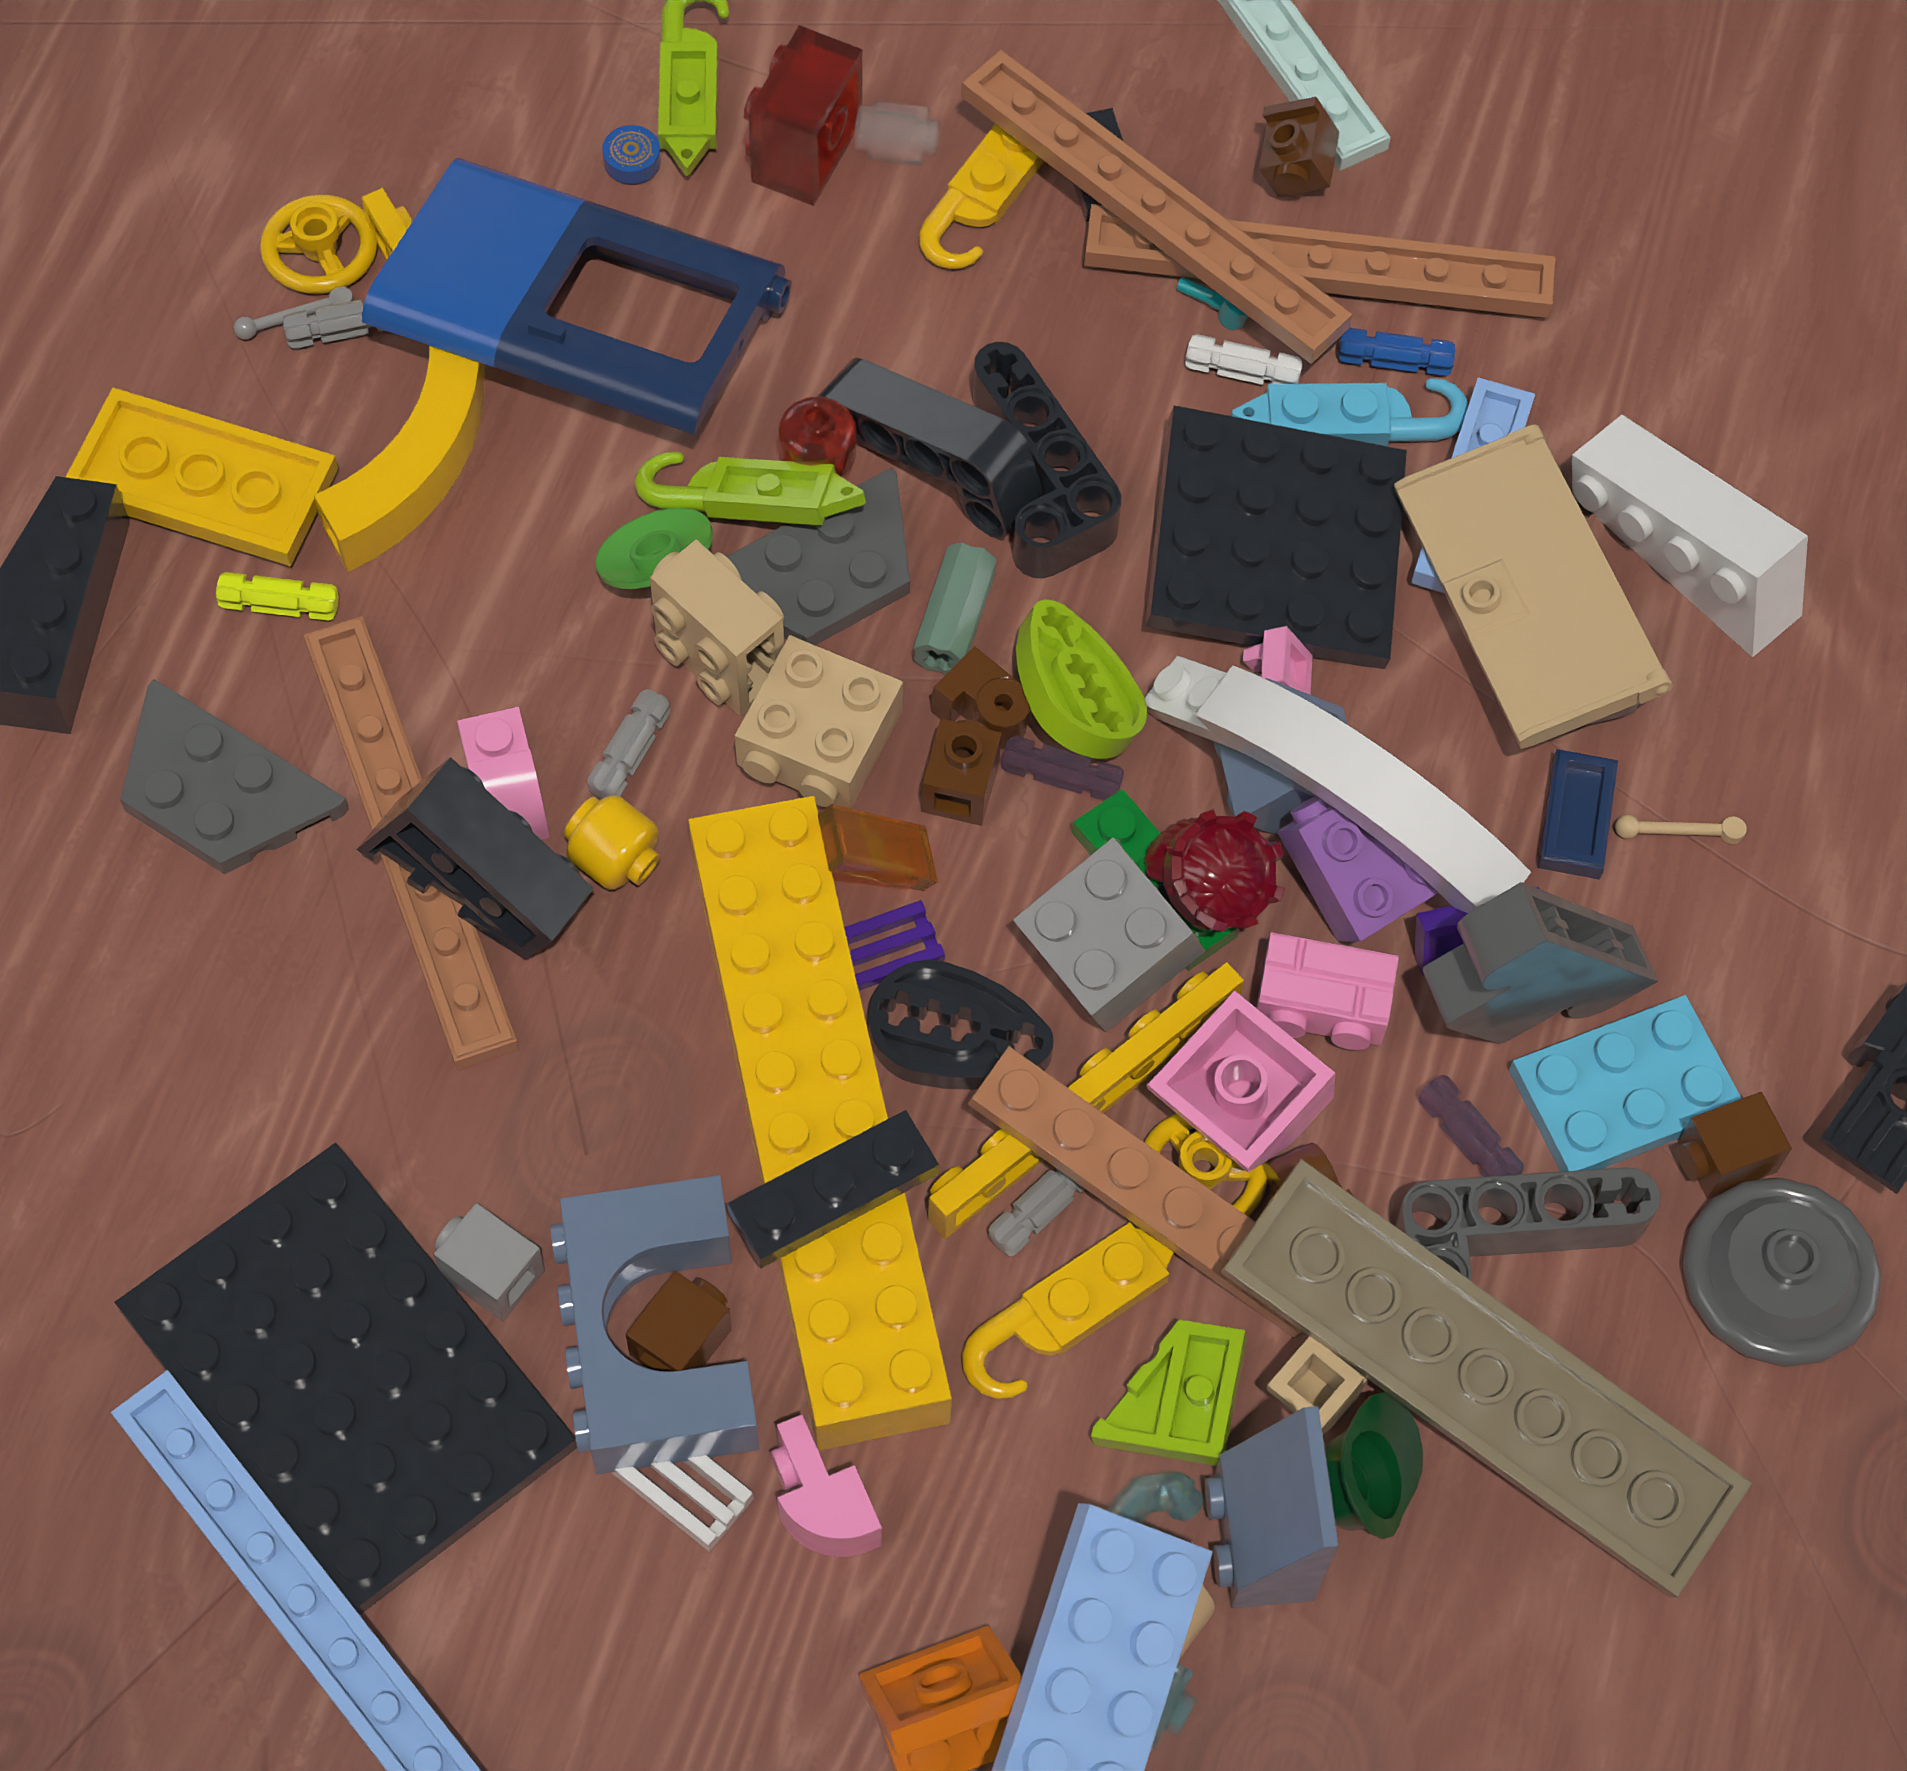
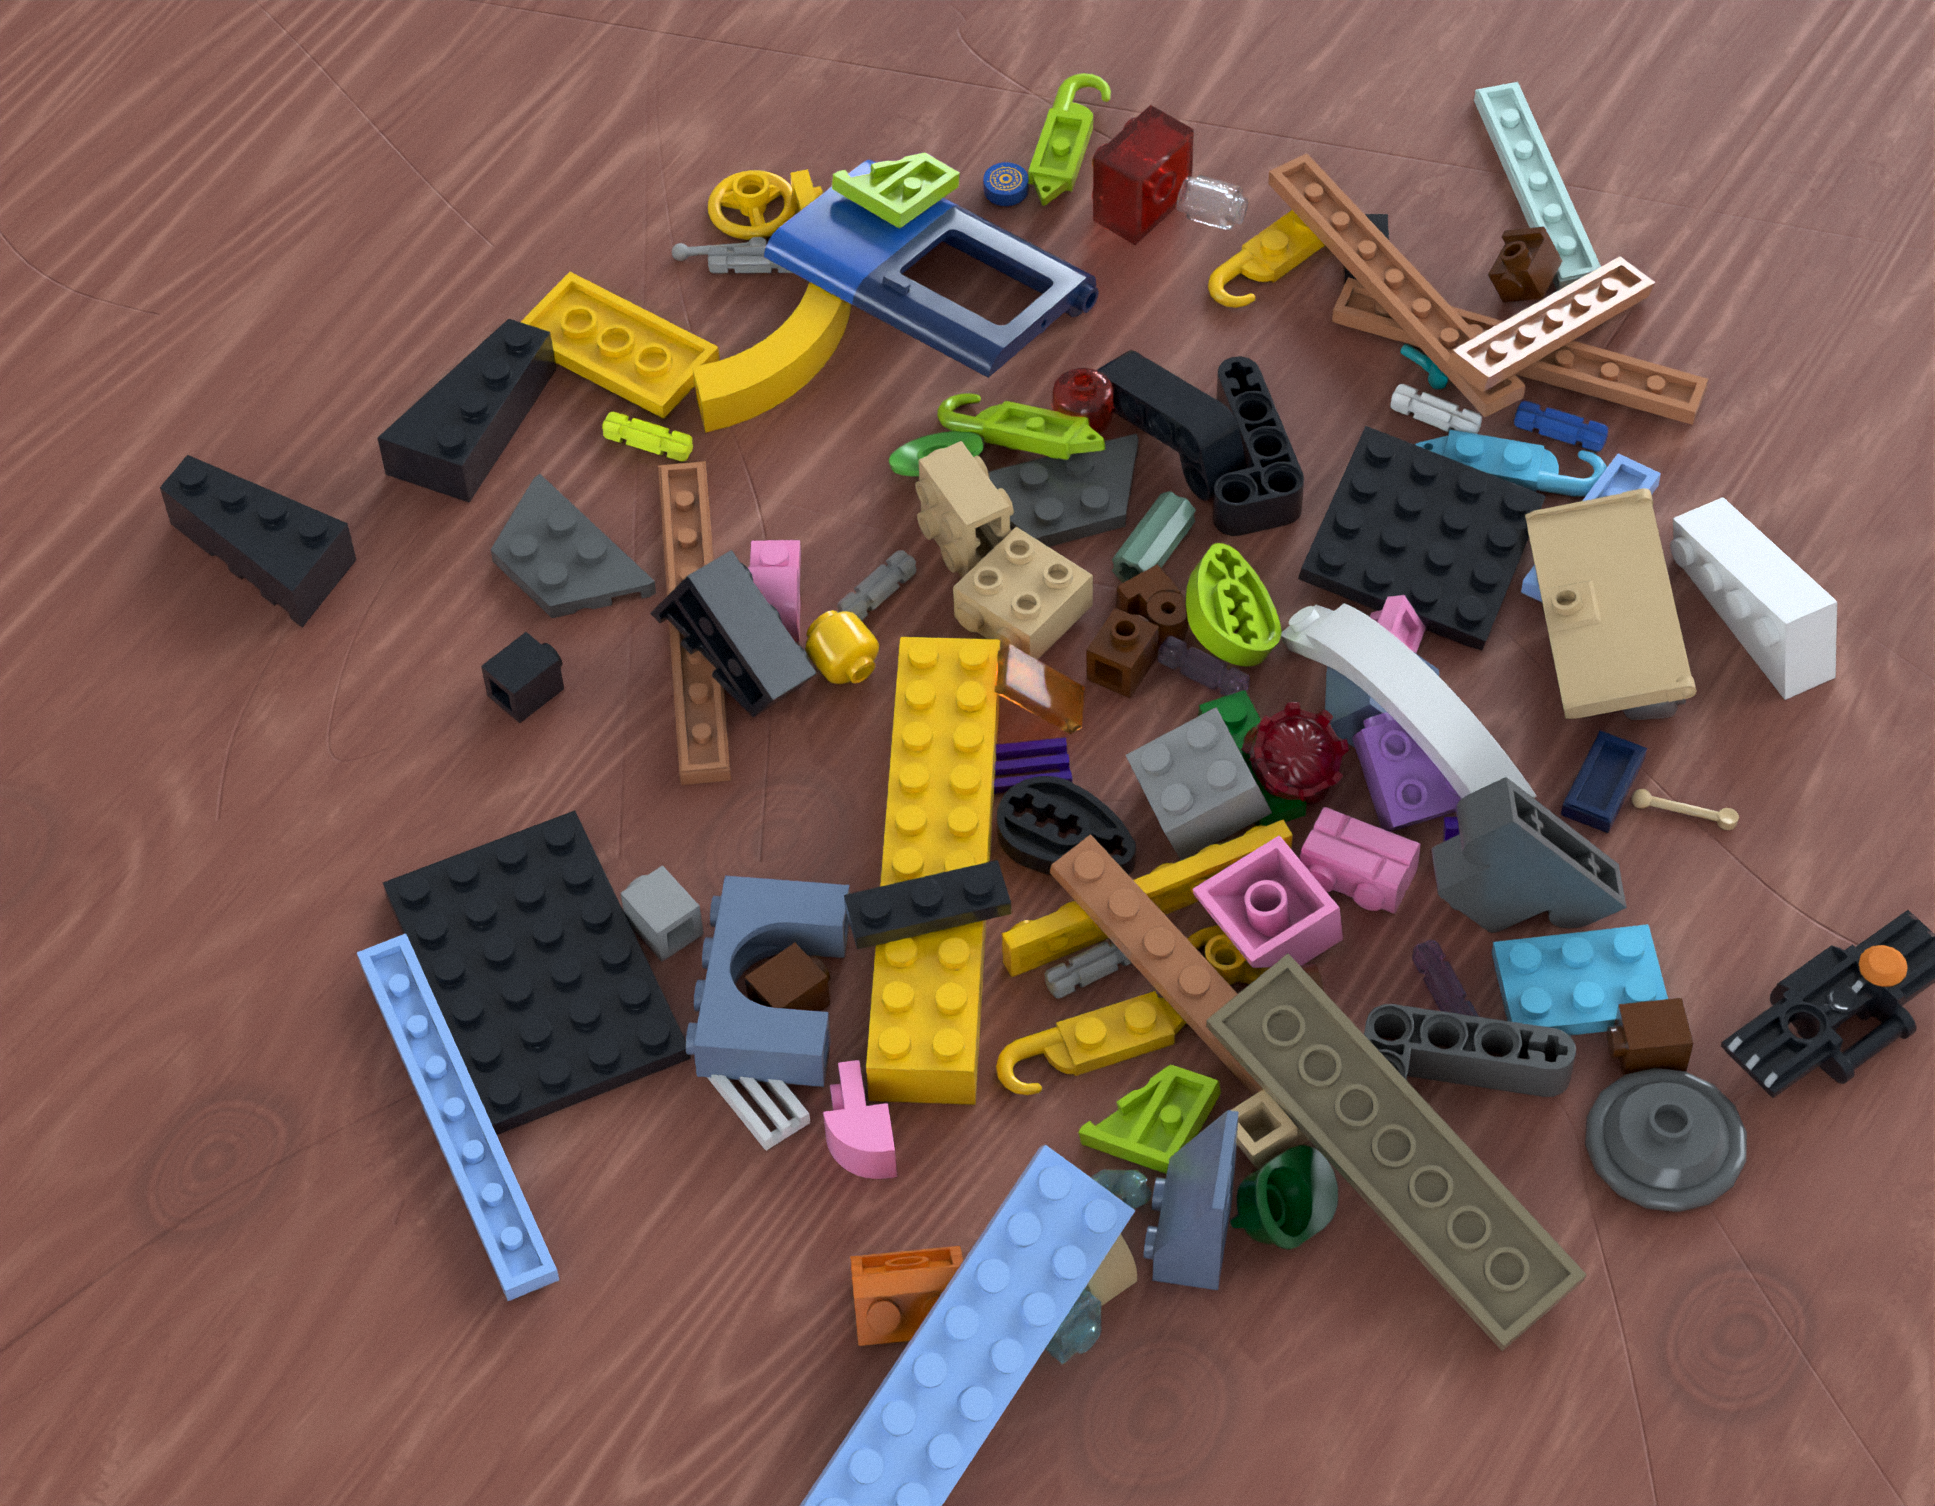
camera: 20 degrees right, 10 degrees down
(216, 970) = (523, 676): none -> black brick
(510, 196) = (899, 188): none -> lime wing
(1357, 226) = (1550, 324): none -> plate

